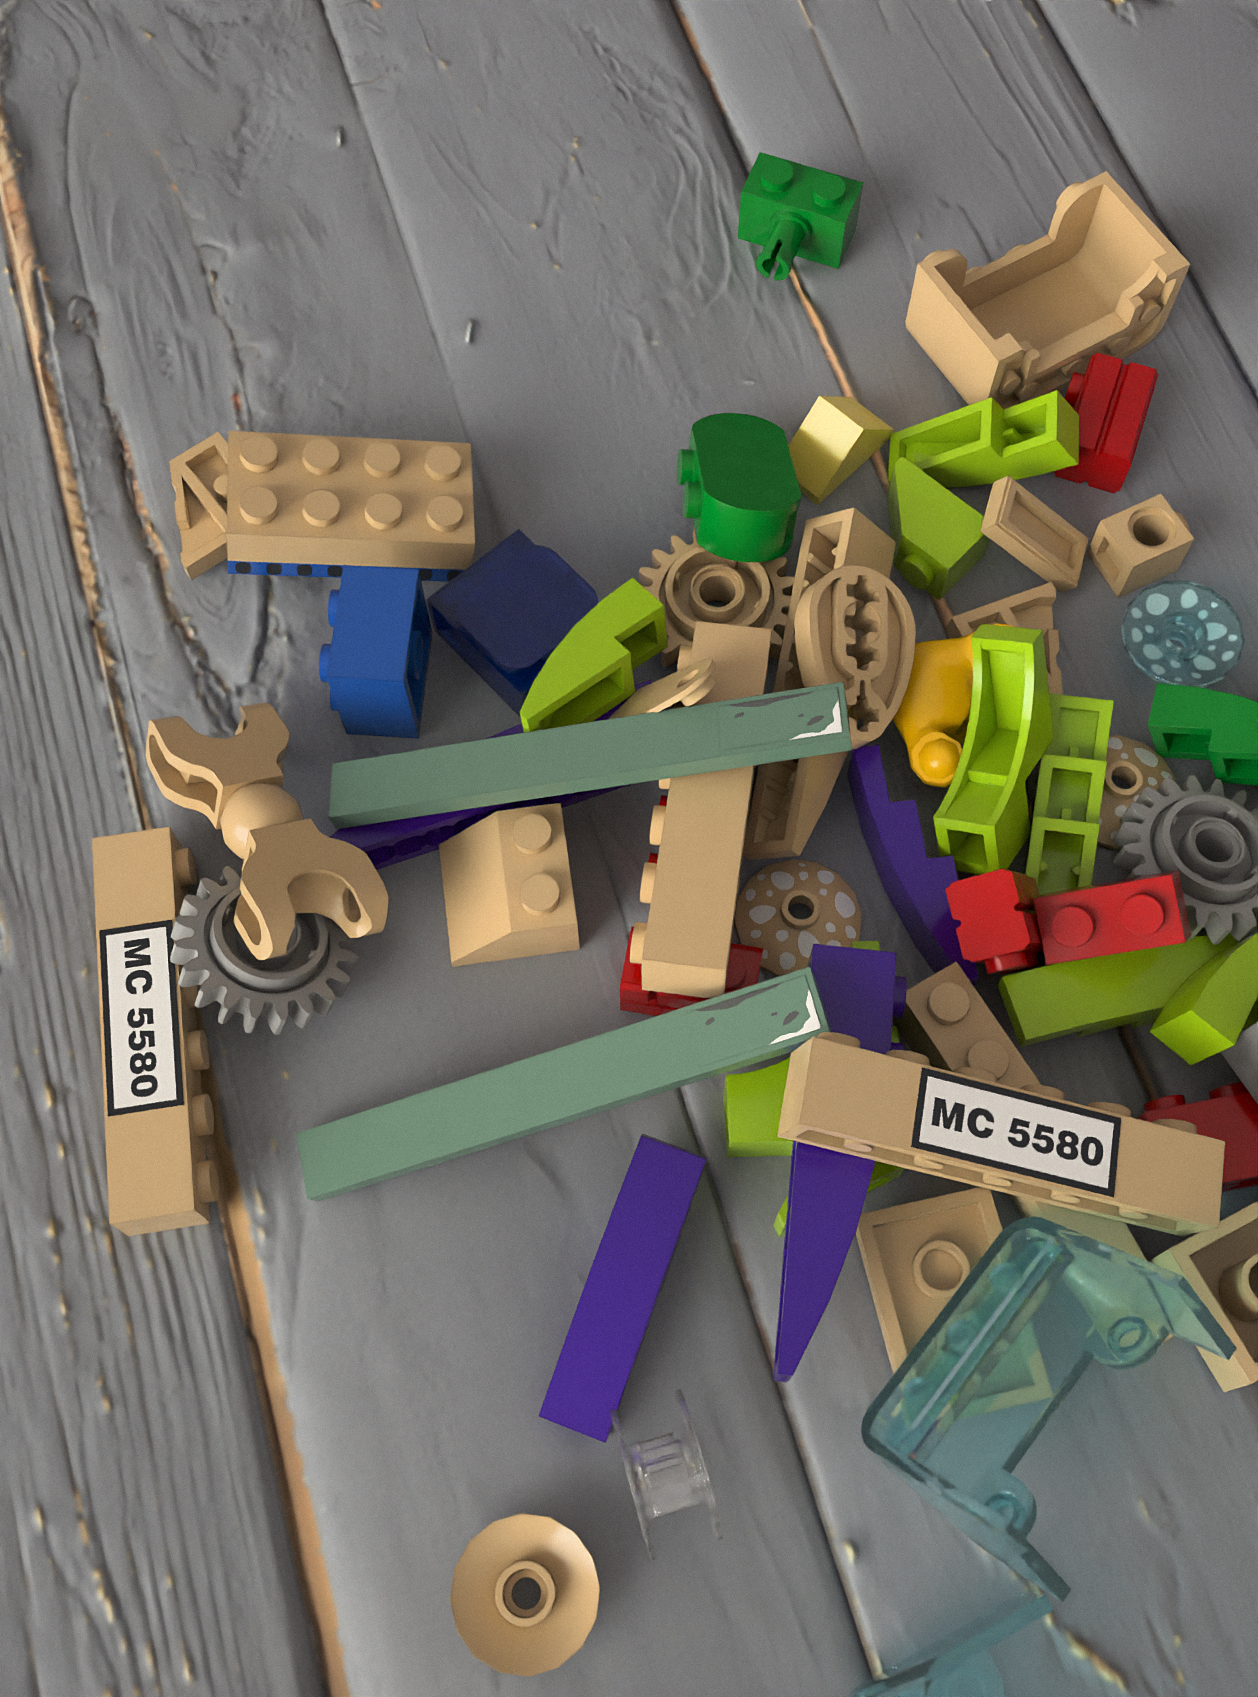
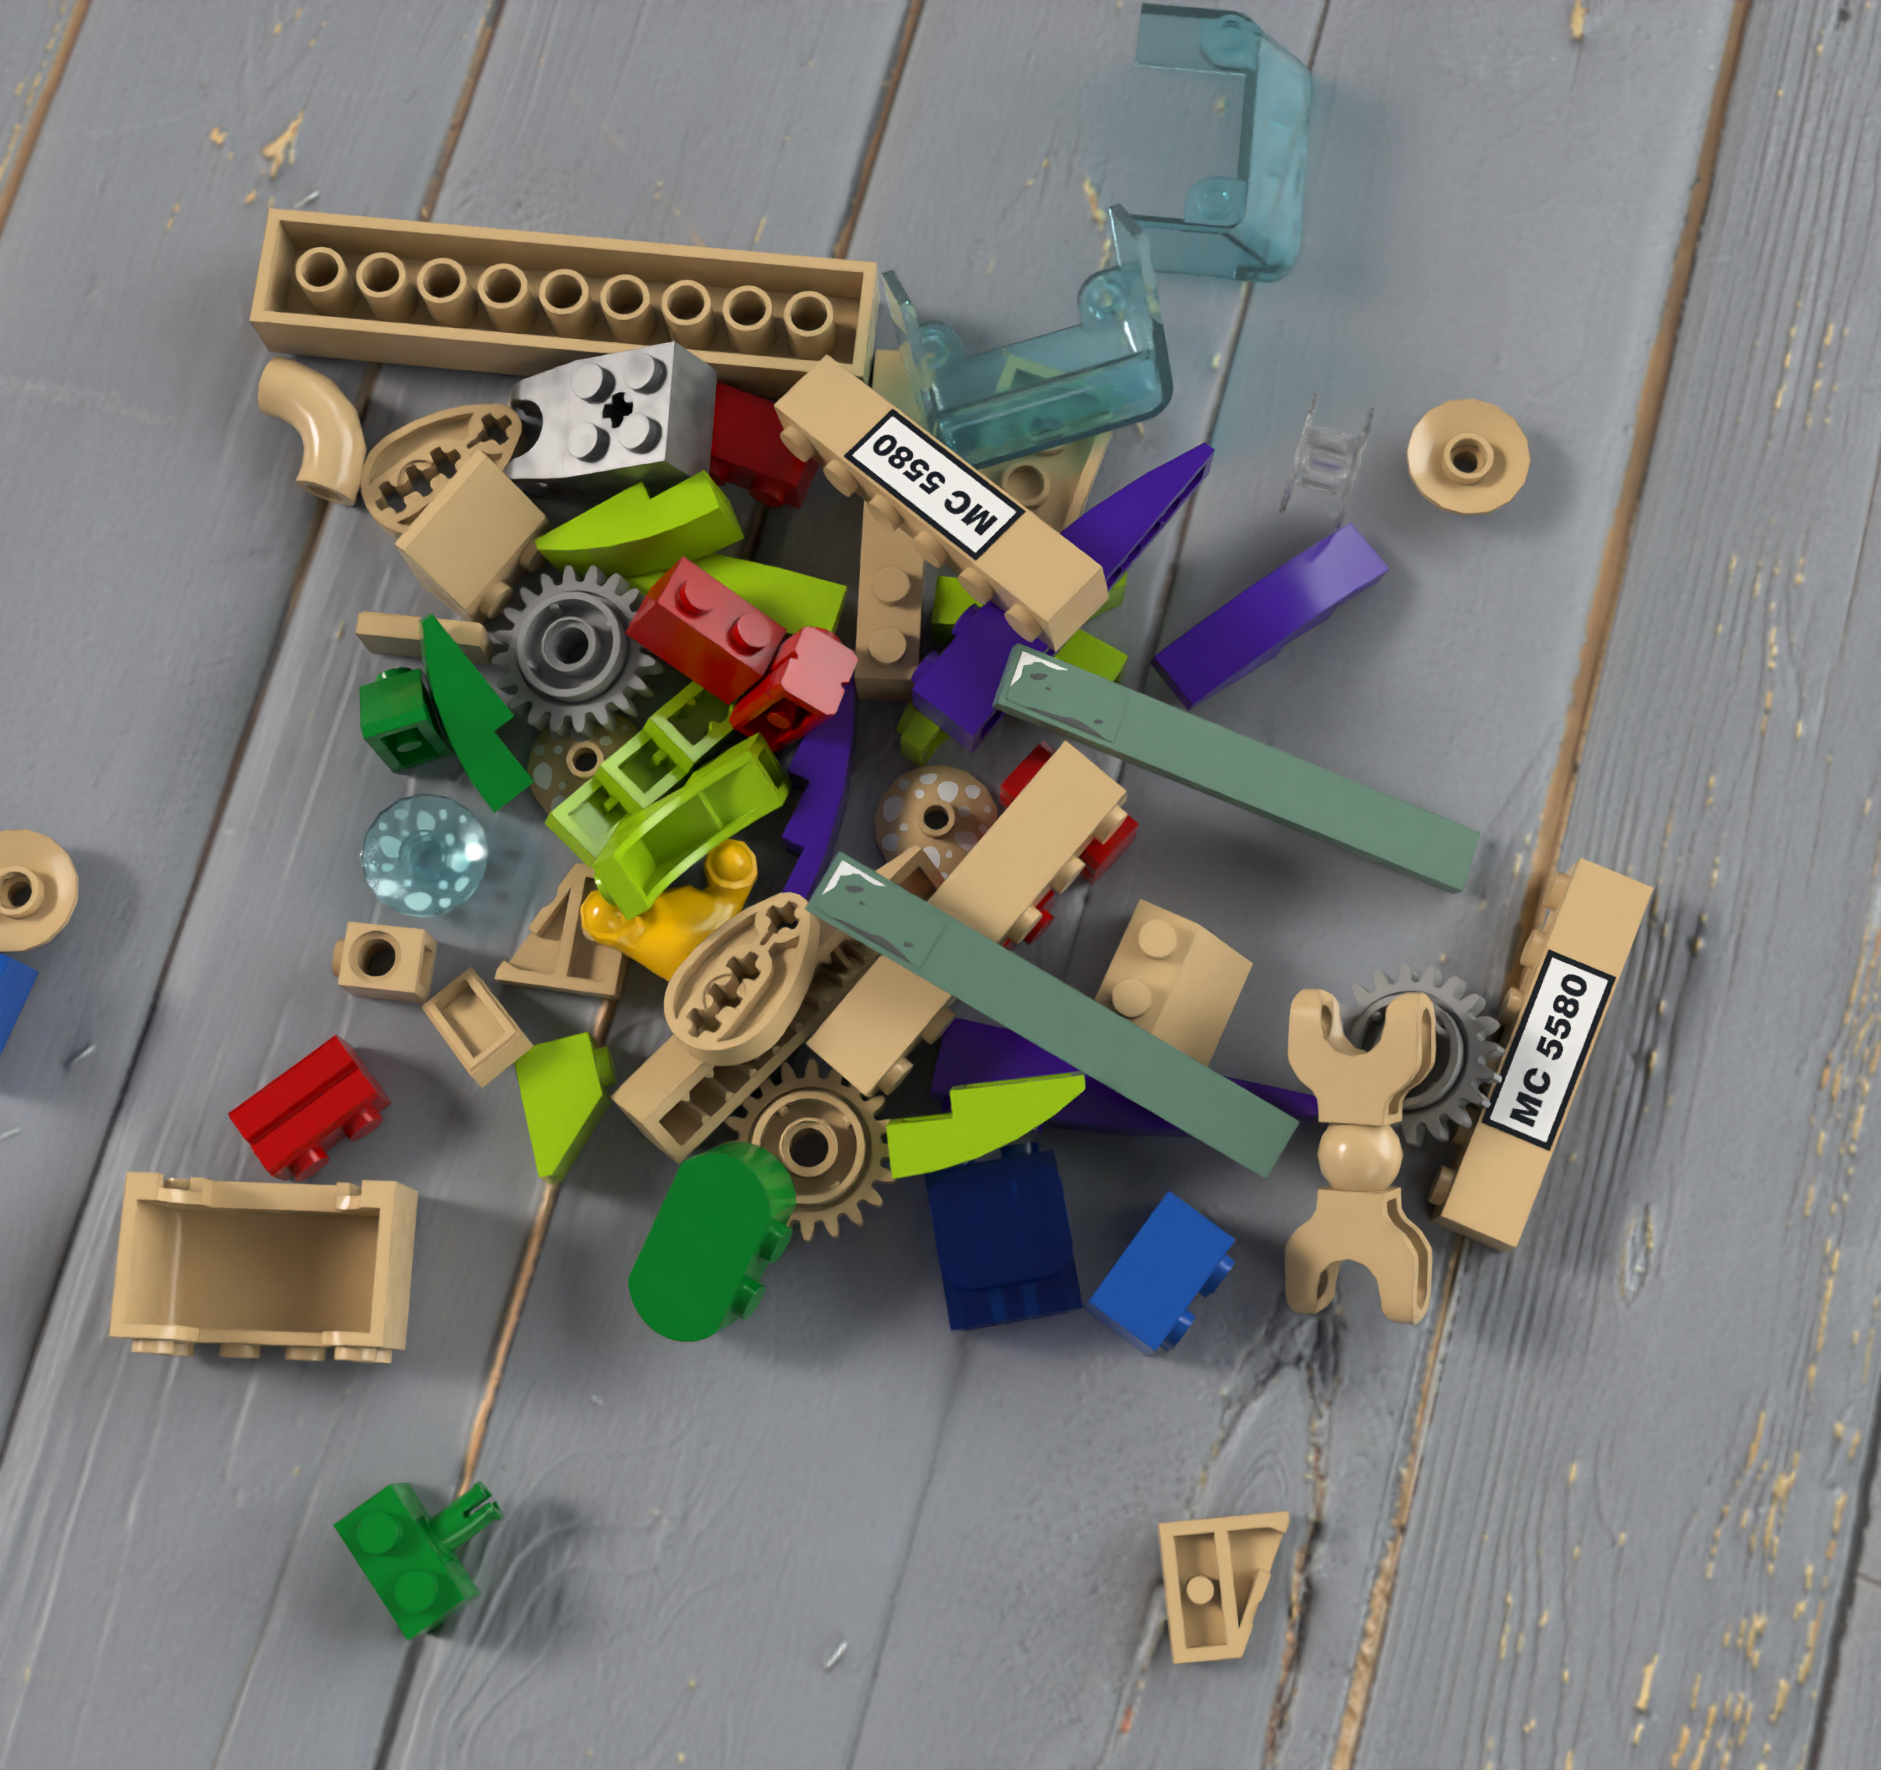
camera: 145 degrees left, 10 degrees up
(350, 501) = (1098, 1462): tan brick -> none
(684, 685) = (953, 1034): tan piece -> none
(834, 444) = (572, 1258): light yellow slope -> none
(992, 442) = (448, 1150): lime slope -> none

